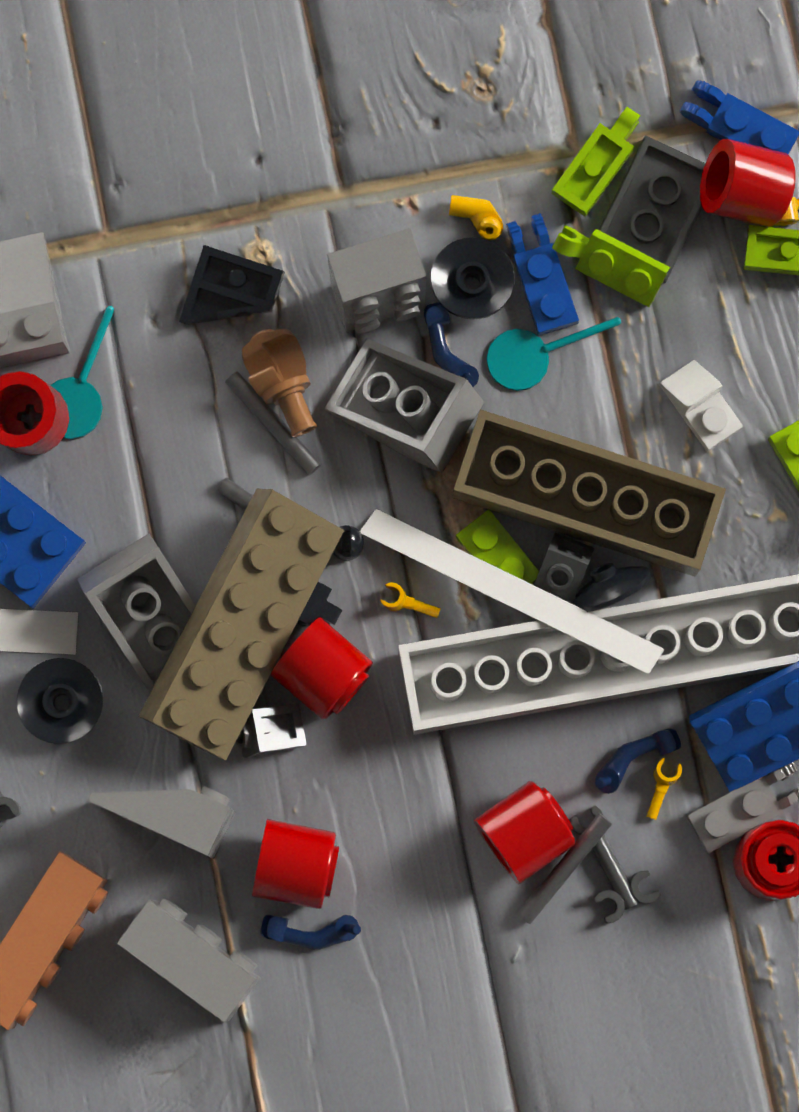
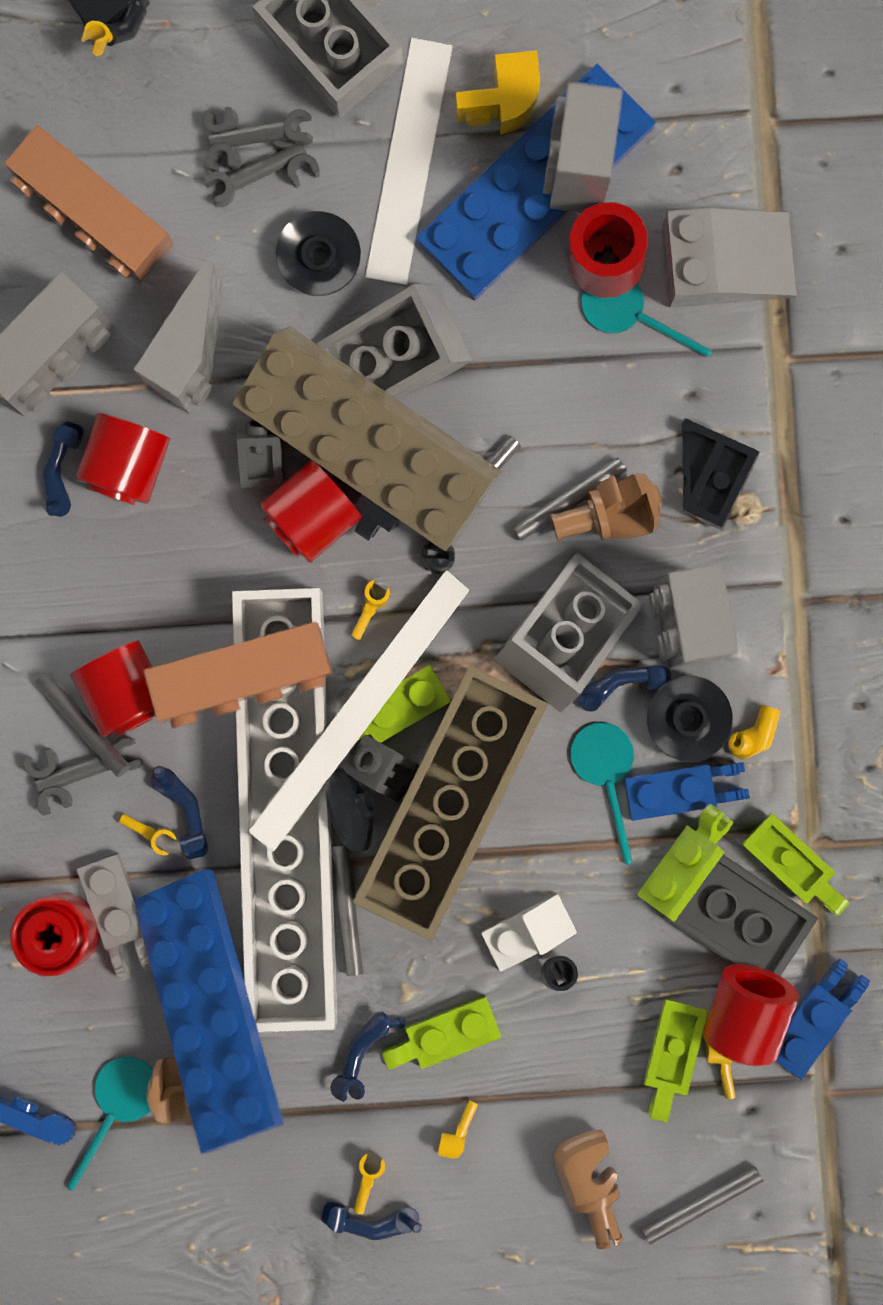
camera: 95 degrees right, 5 degrees up
(495, 706) = (239, 673): none -> nougat brick
(711, 580) = (347, 910): none -> flat silver bar
(731, 364) = (566, 969): none -> black hinge

